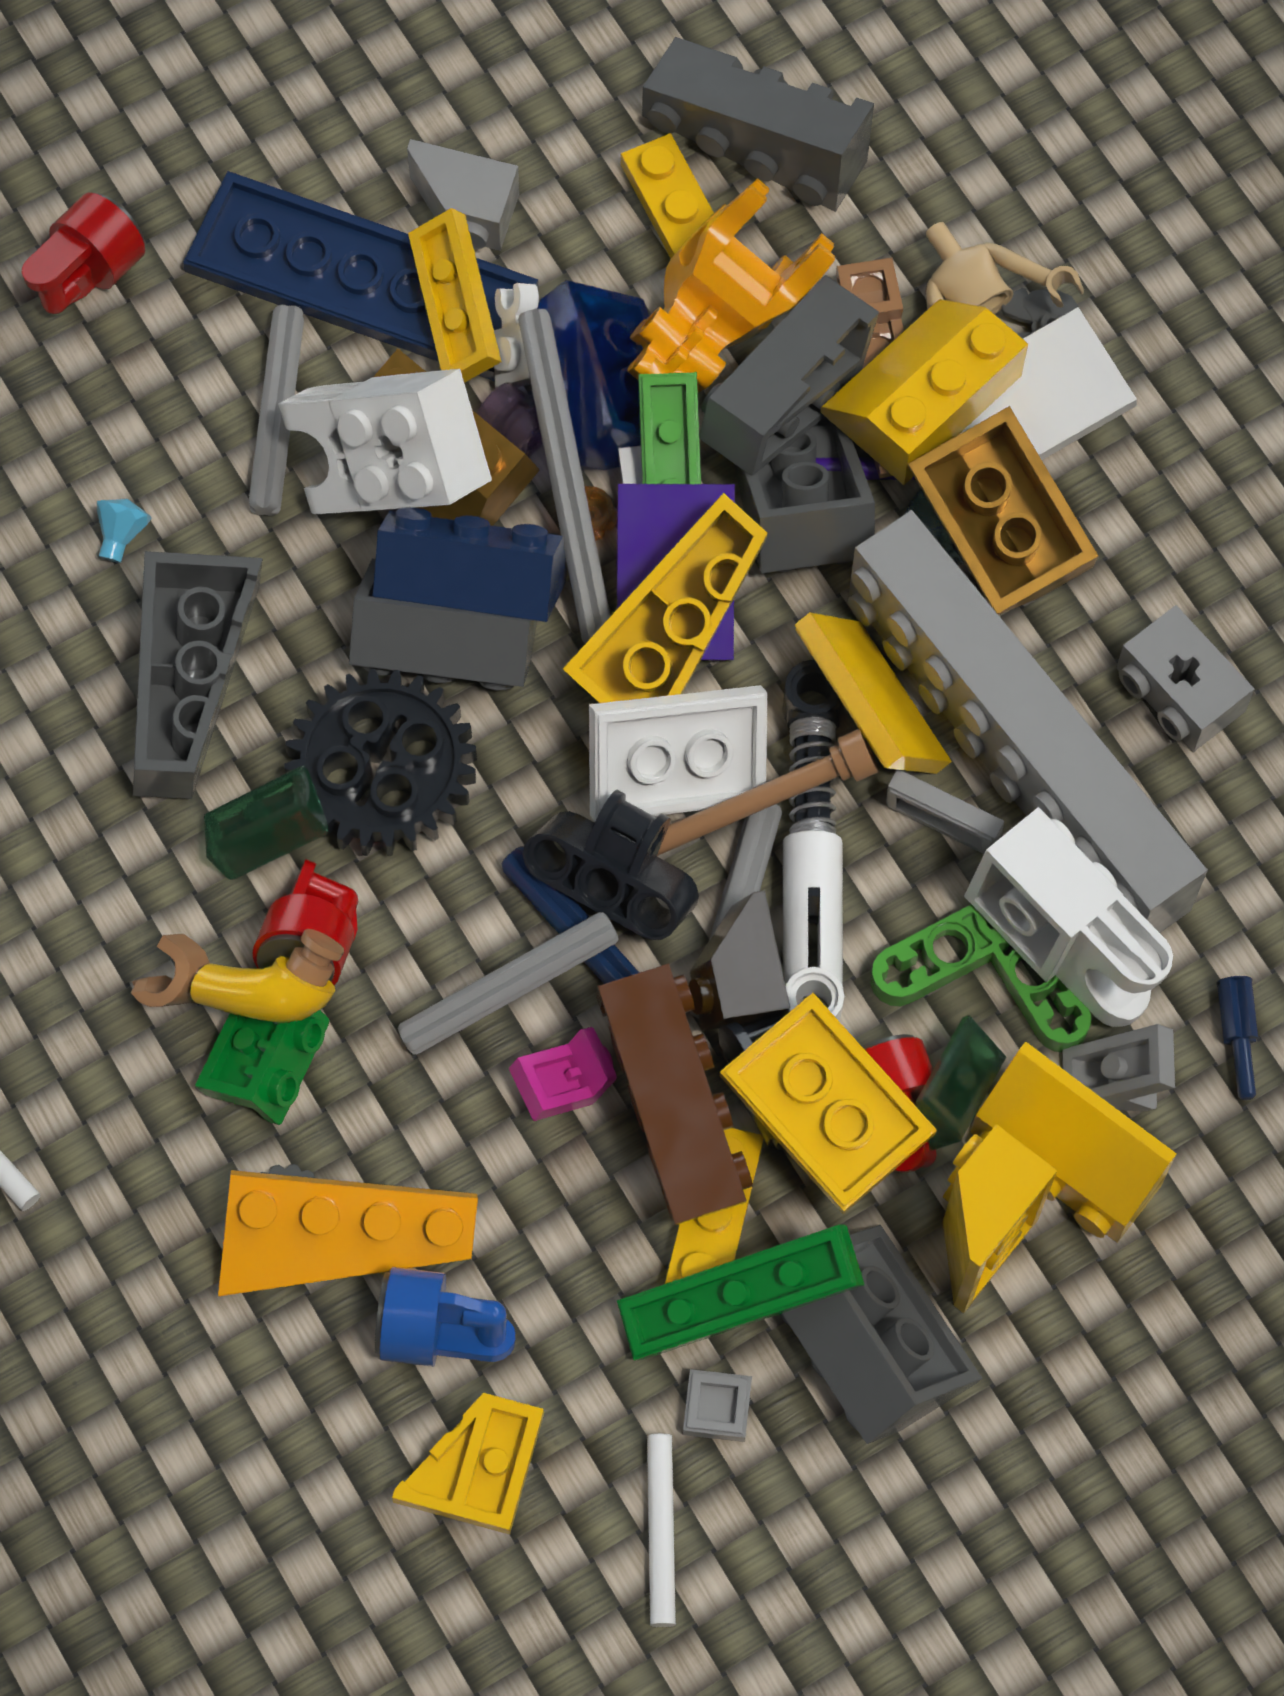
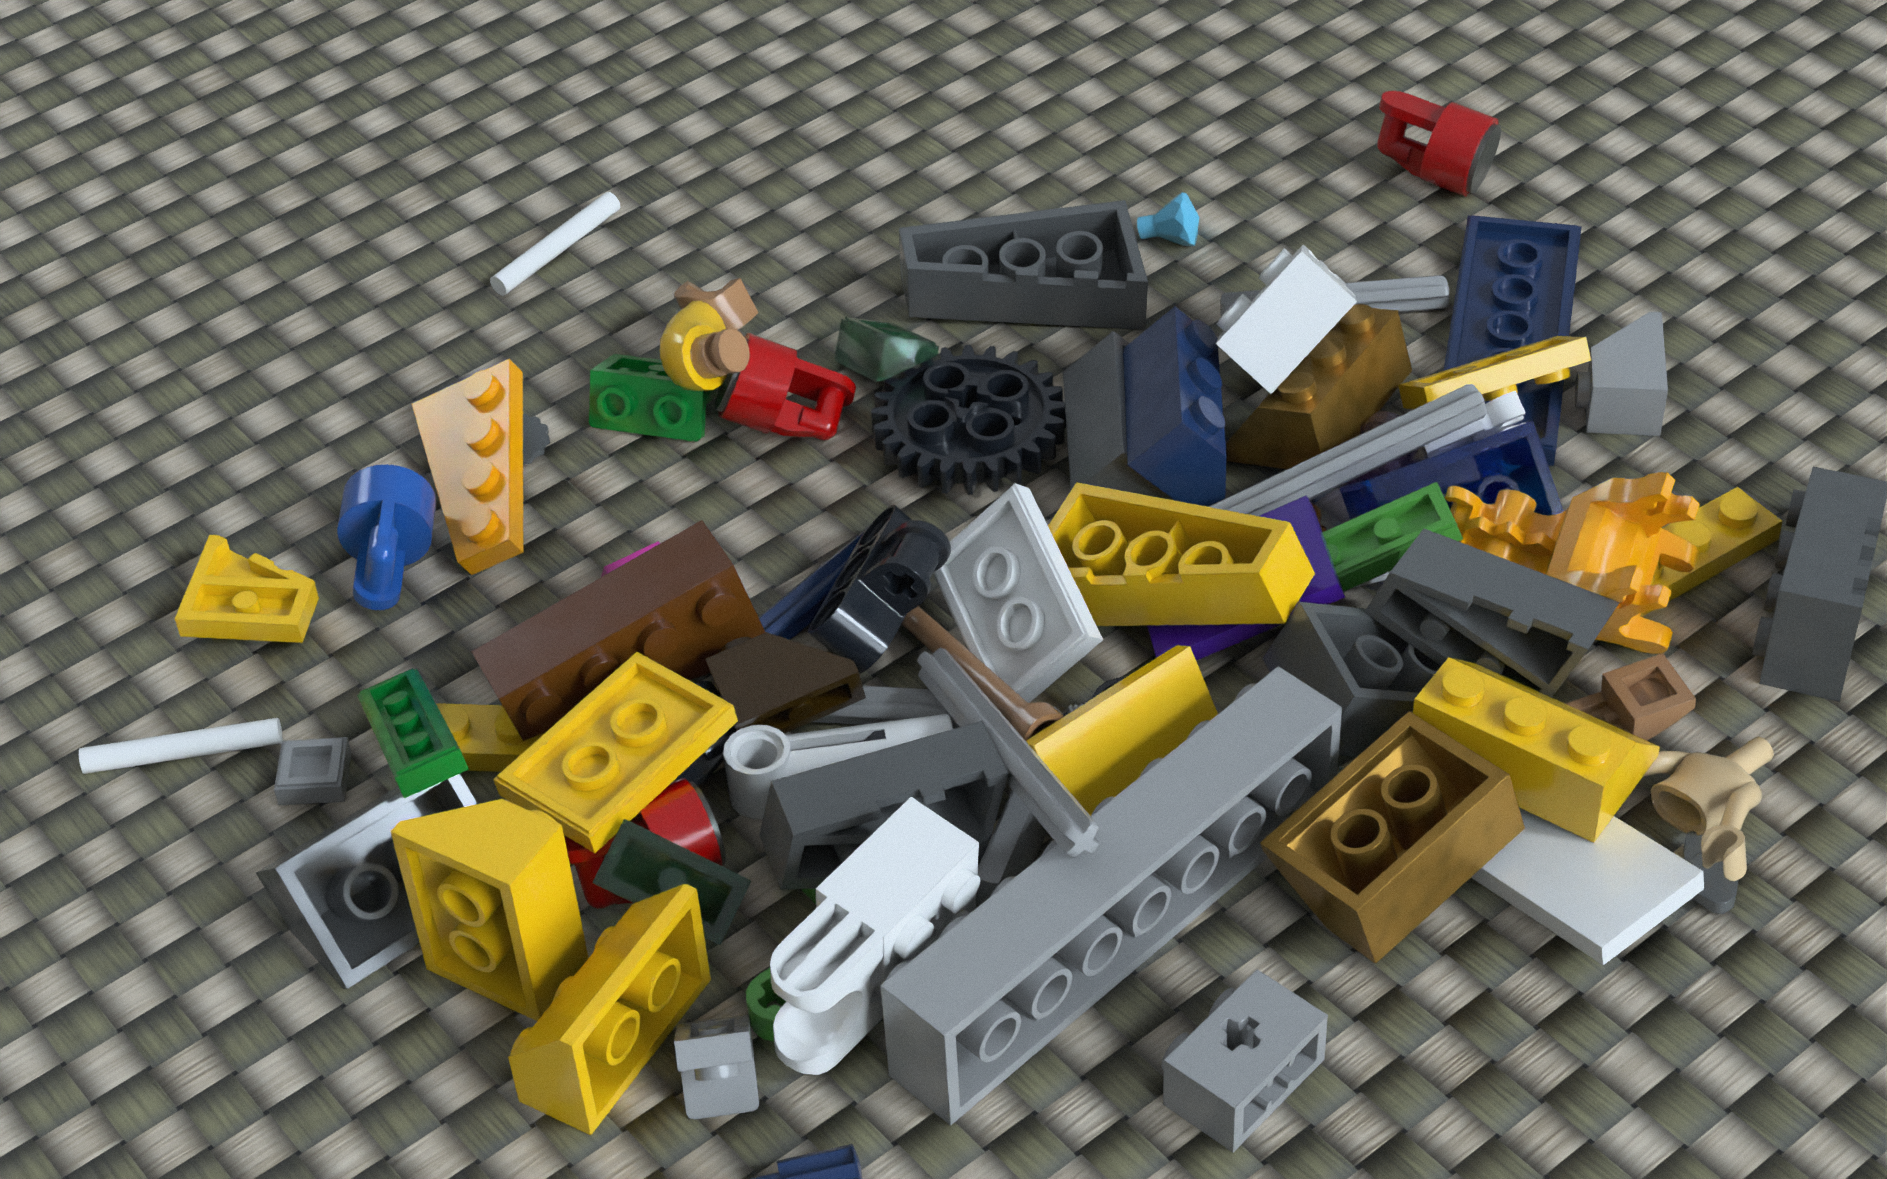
camera: 85 degrees right, 25 degrees down
(508, 983) = (749, 538): light grey axle -> none
(885, 783) = (1028, 775): none -> light grey axle
(923, 894) = (829, 811): none -> dark grey wedge

